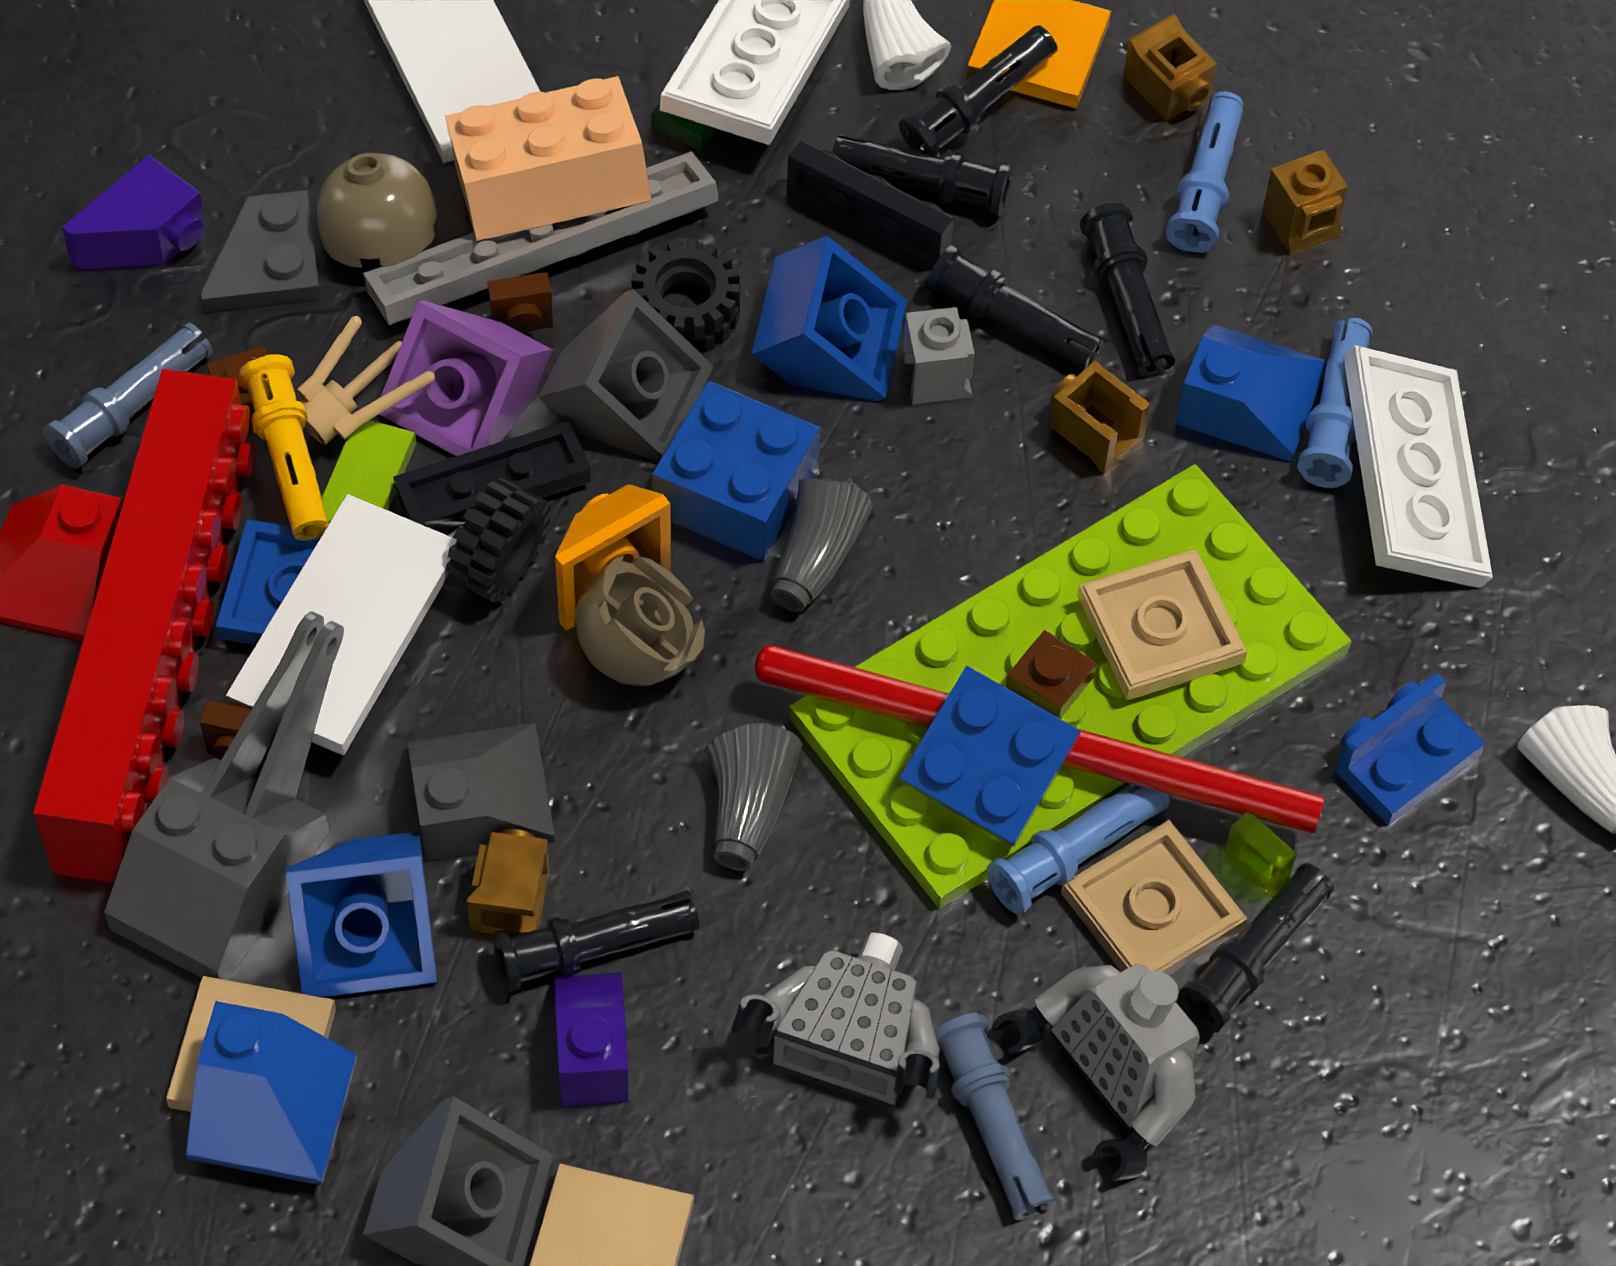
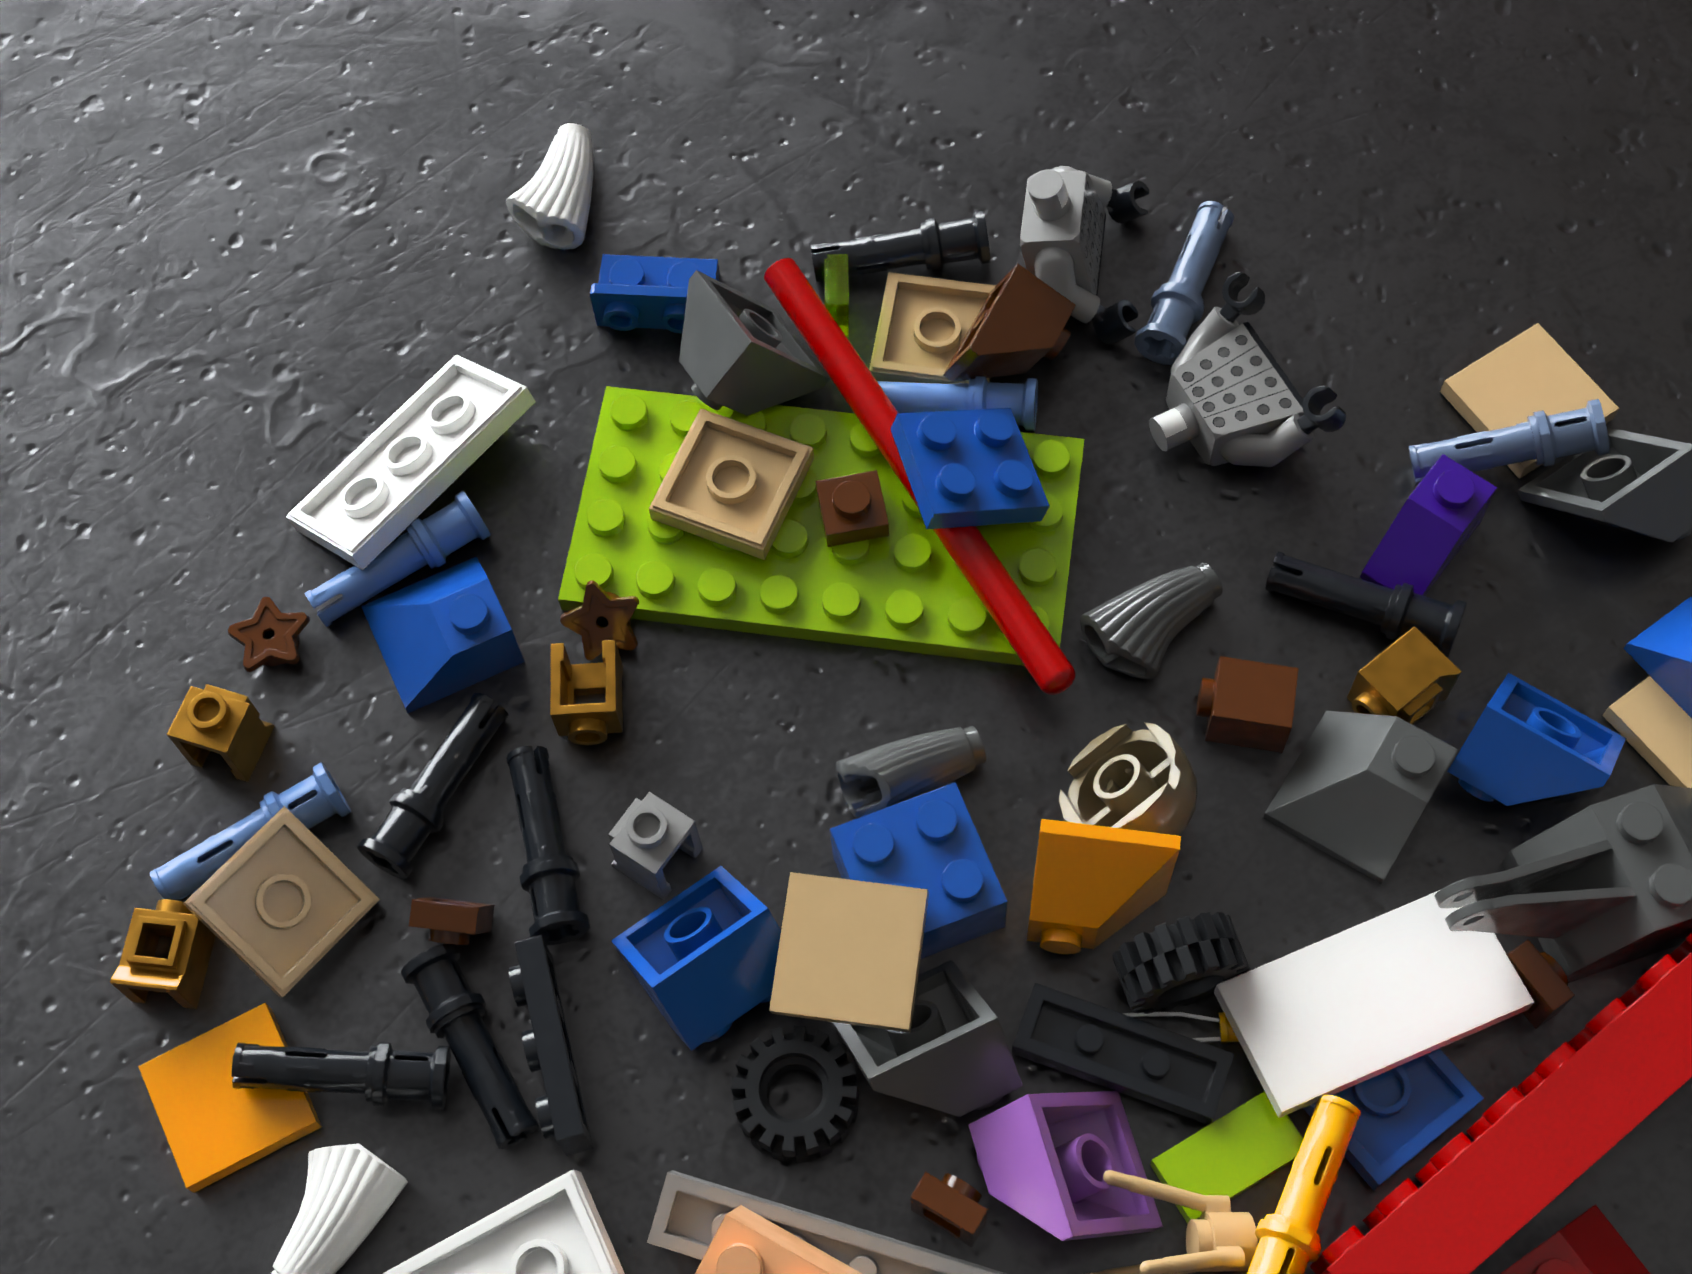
camera: 130 degrees left, 5 degrees up
(564, 1172) = (1539, 438): none -> sand blue pin
(613, 777) = (1248, 704): none -> reddish brown brick
(724, 356) = (849, 952): none -> tan tile
(1020, 220) = (451, 919): none -> reddish brown plate
(1082, 915) = (1013, 329): none -> reddish brown slope
(1135, 141) = (281, 902): none -> tan tile
(1145, 472) = (606, 604): none -> reddish brown plate
(1275, 720) = (742, 351): none -> dark grey slope
(1358, 305) = (274, 651): none -> reddish brown plate

